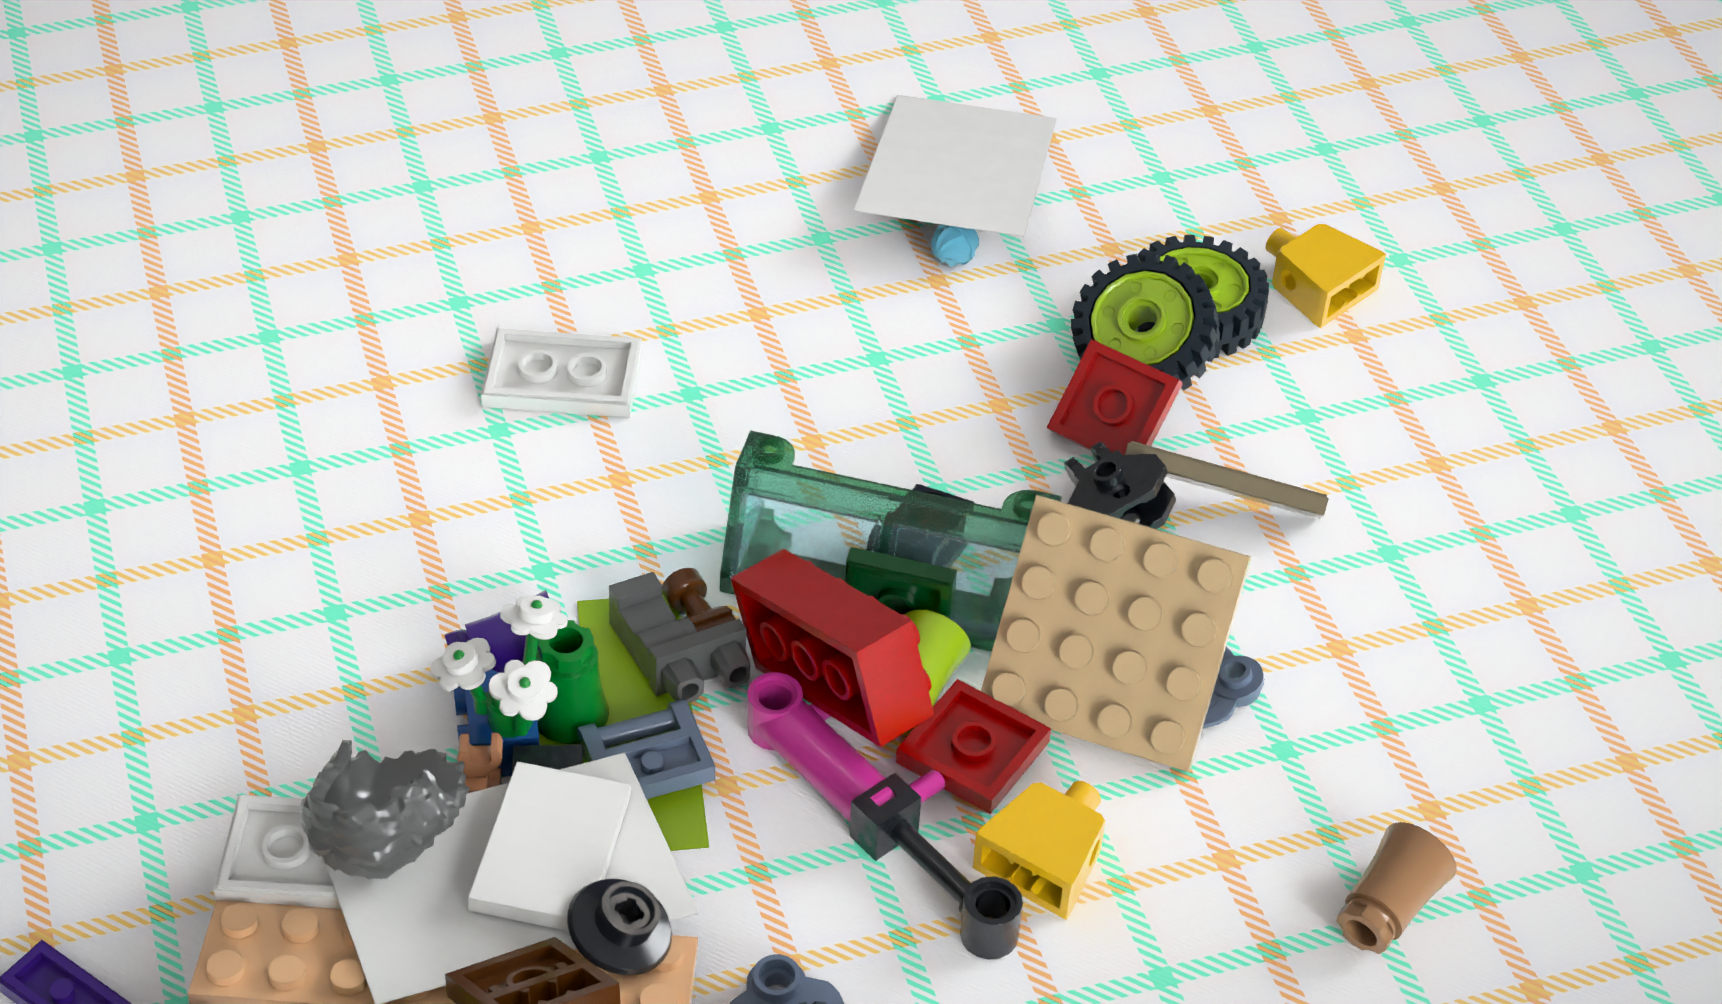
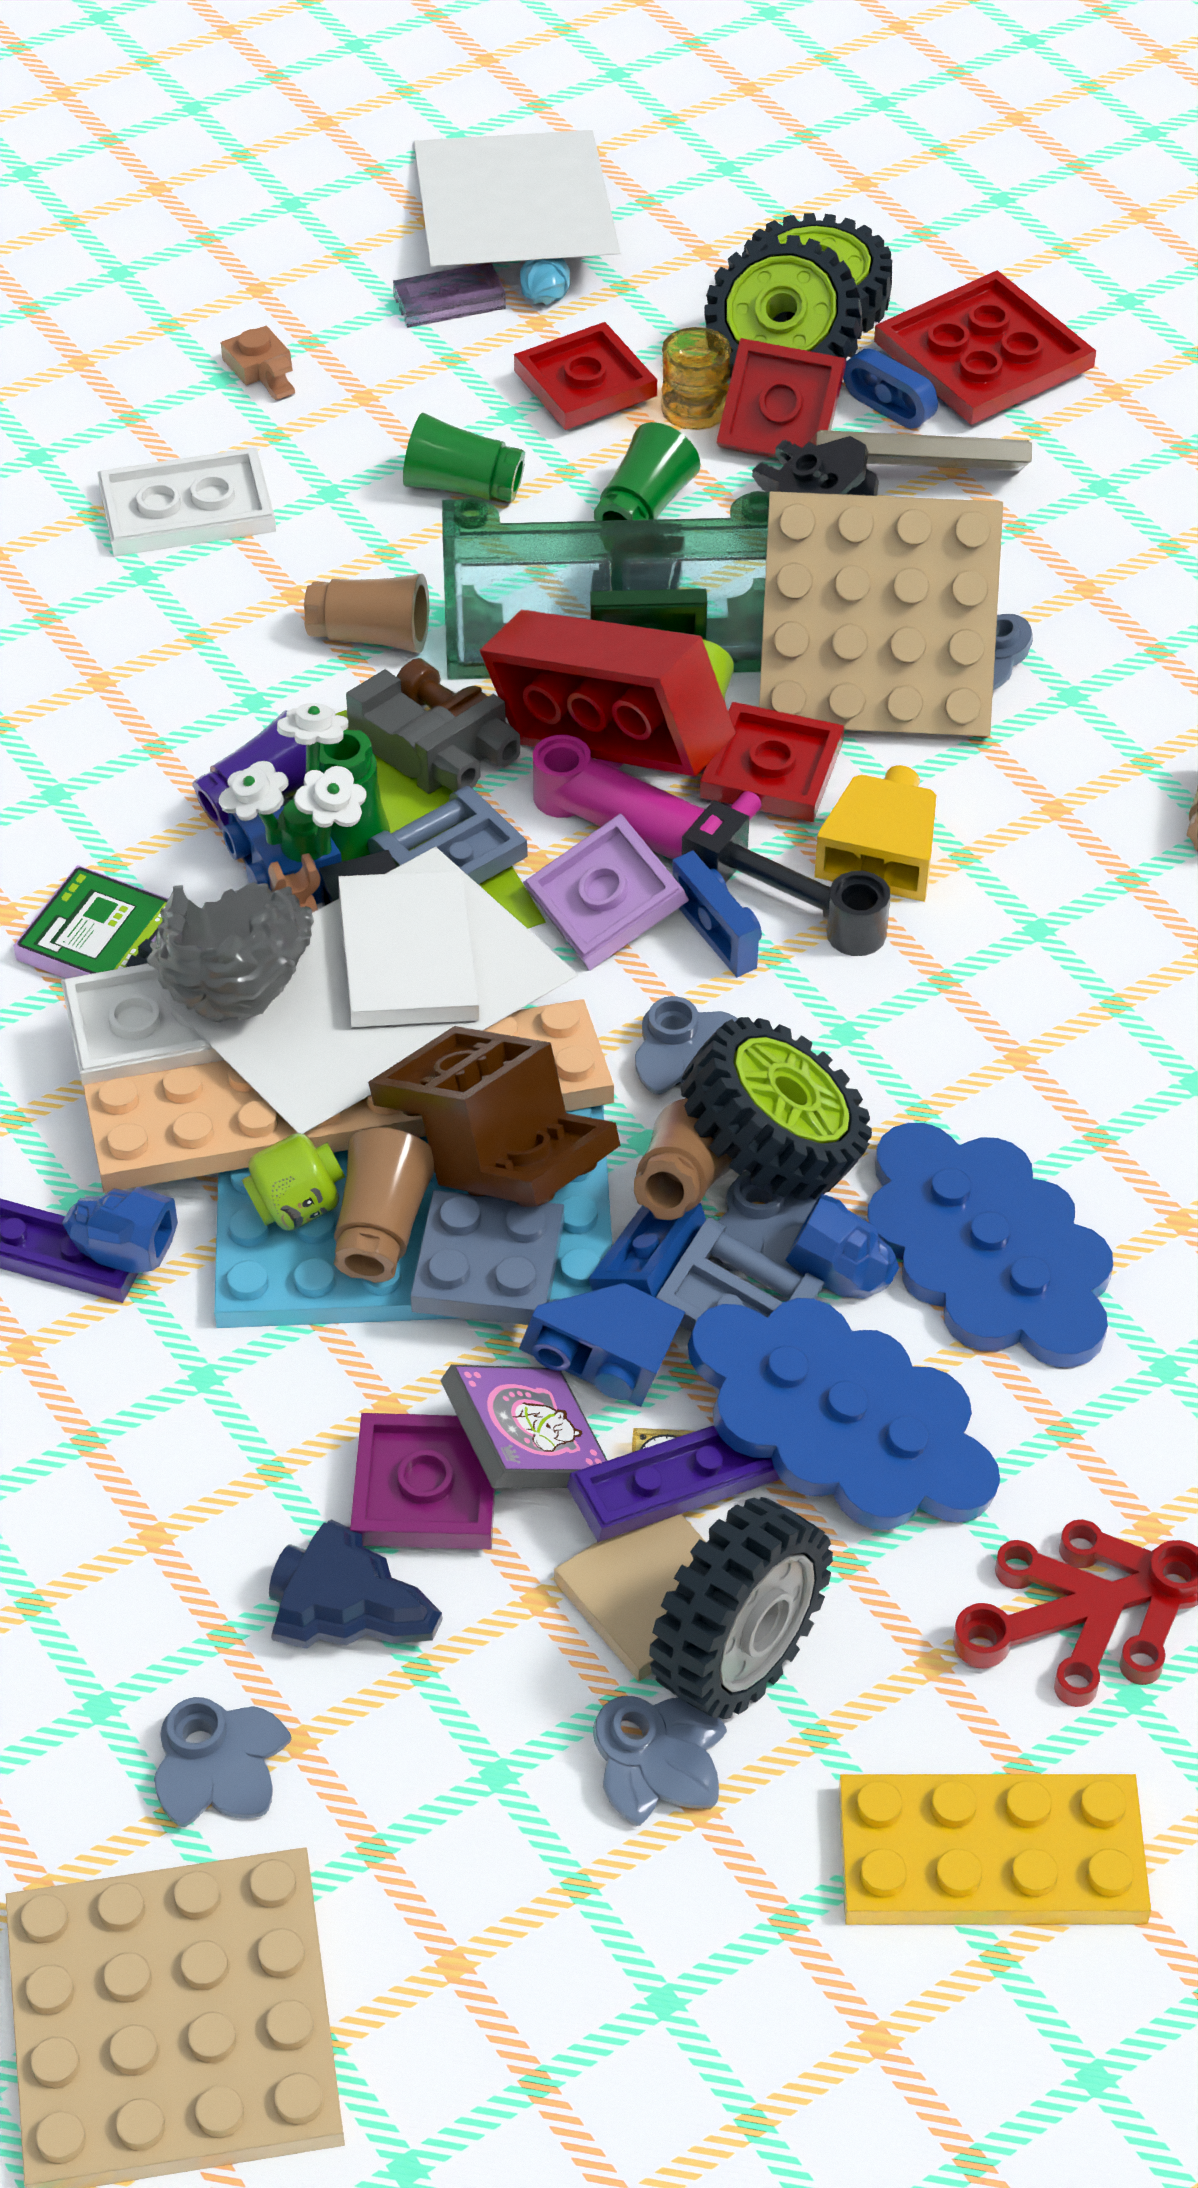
camera: 15 degrees left, 5 degrees up
(299, 742) = (90, 925): none -> tile
(609, 941) = (512, 998): black piece -> none
(672, 513) = (370, 611): none -> medium nougat plant
(682, 258) = (260, 357): none -> nougat plate
(767, 834) = (605, 891): none -> lavender tile
(808, 393) = (461, 461): none -> green plant
(855, 866) = (717, 915): none -> blue plate
(868, 238) = (449, 294): none -> clear purple tile
(954, 339) = (585, 375): none -> red plate
(966, 448) = (649, 475): none -> green plant
(1046, 362) = (695, 377): none -> clear yellow wheel
(1224, 414) = (890, 388): none -> blue plate
(1324, 271) = (934, 224): yellow torso -> none
(1327, 395) = (985, 346): none -> red plate

